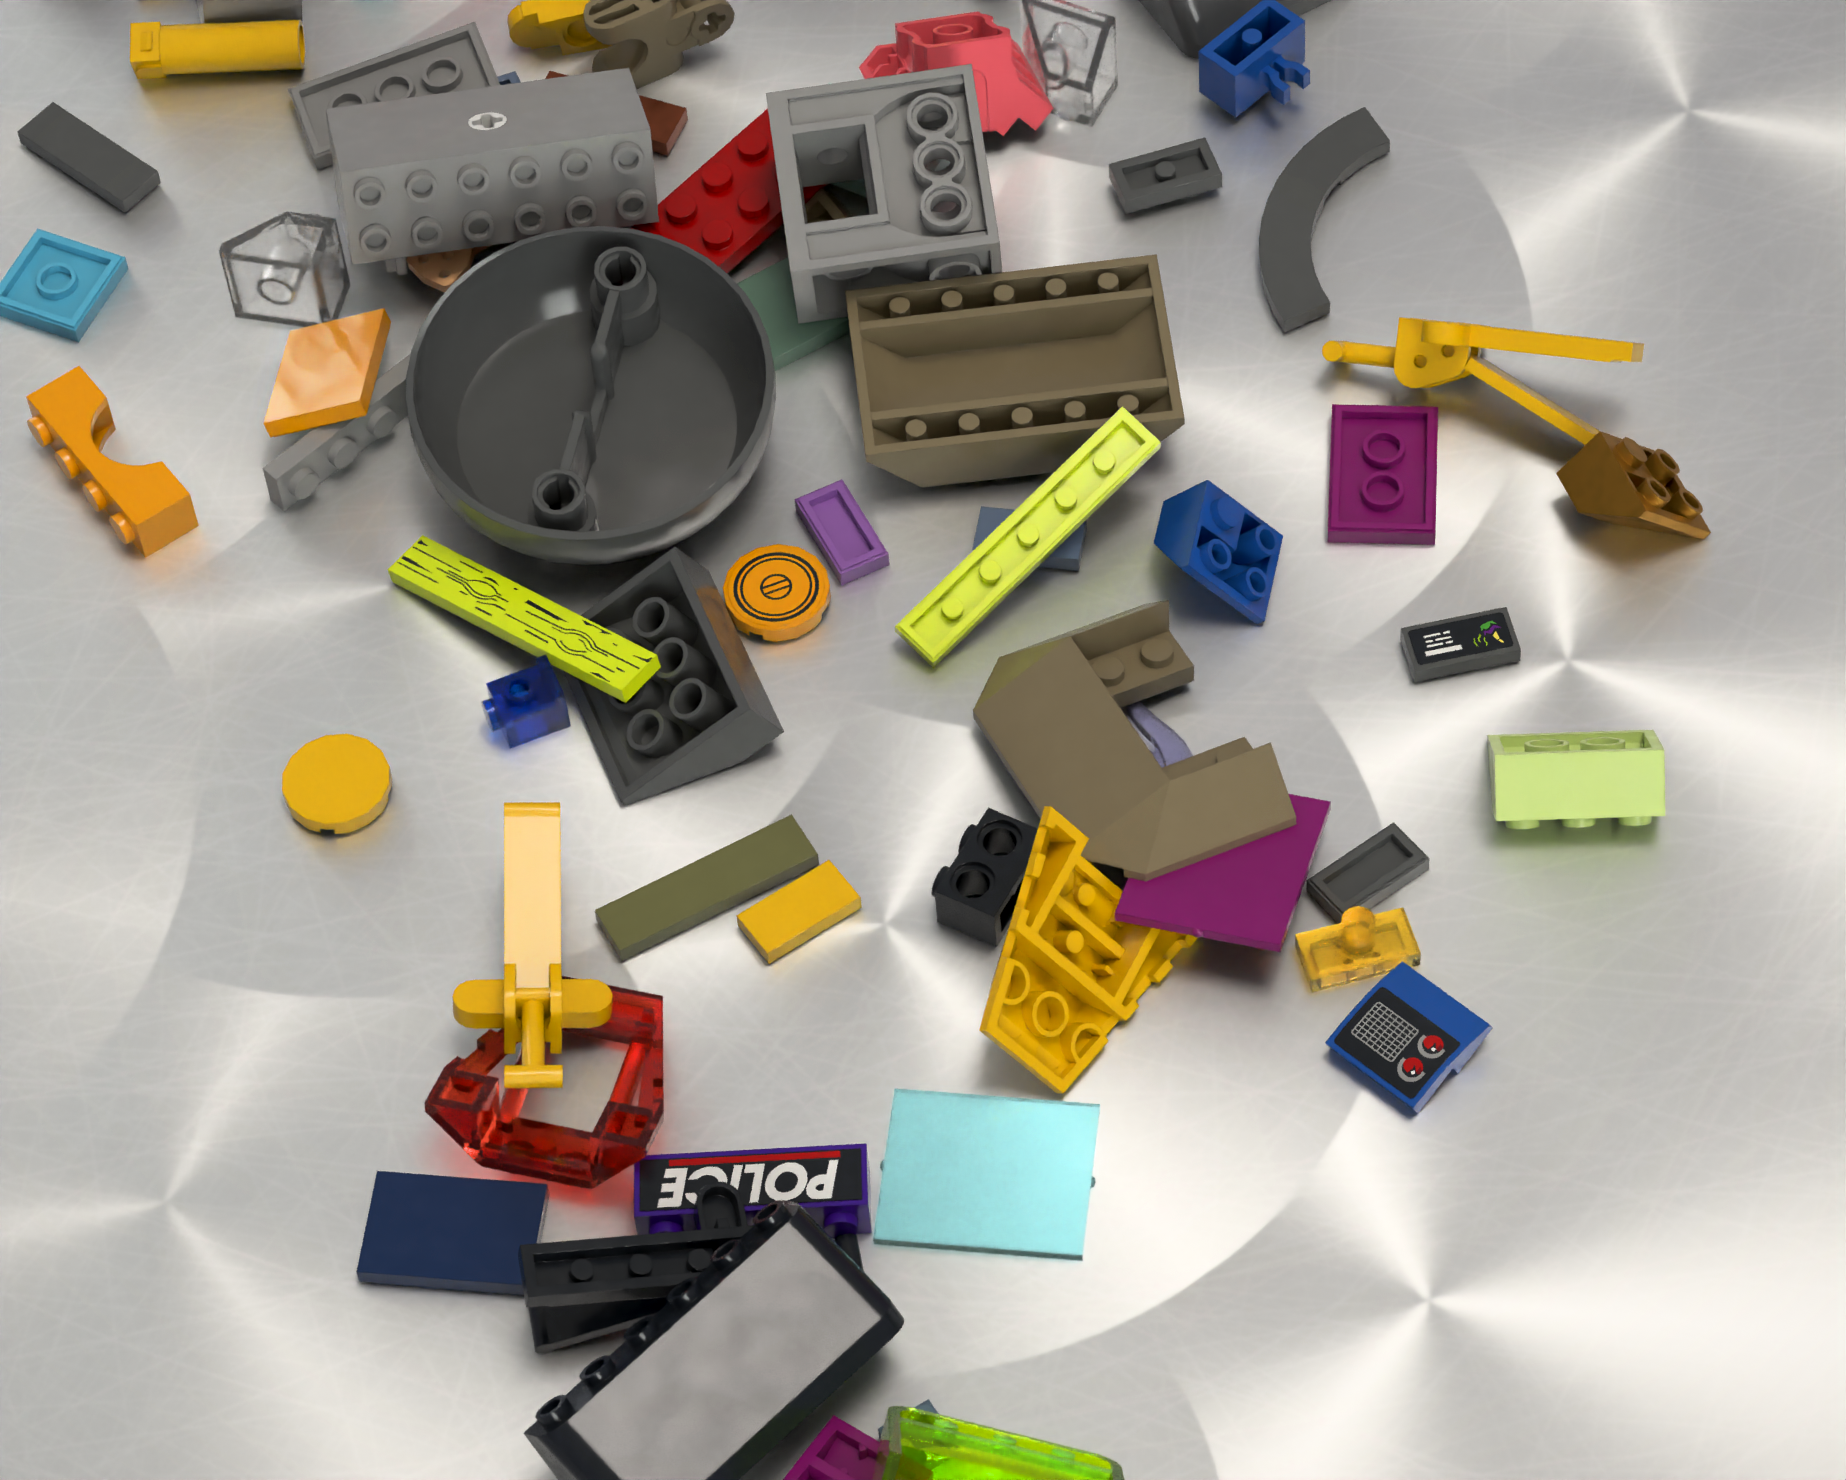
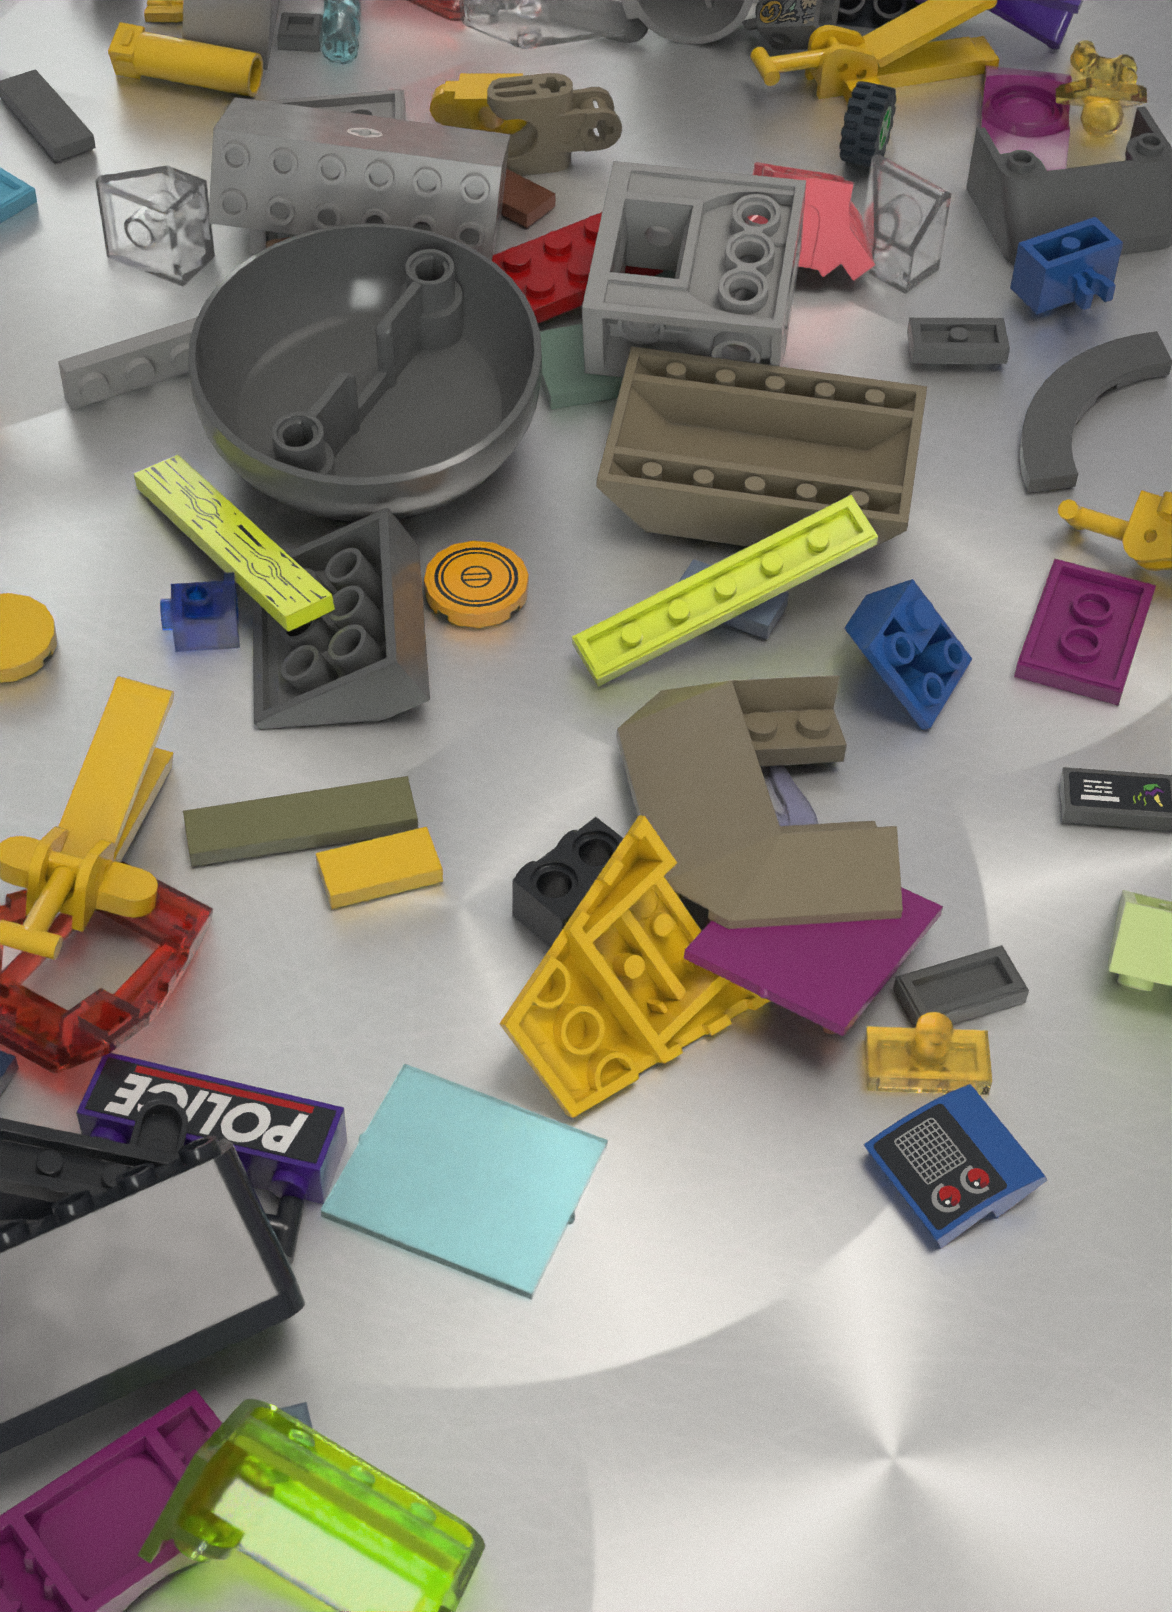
camera: 10 degrees right, 5 degrees down
(327, 373) = (150, 307): light orange tile -> none
(842, 532) = (557, 550): medium lavender tile -> none

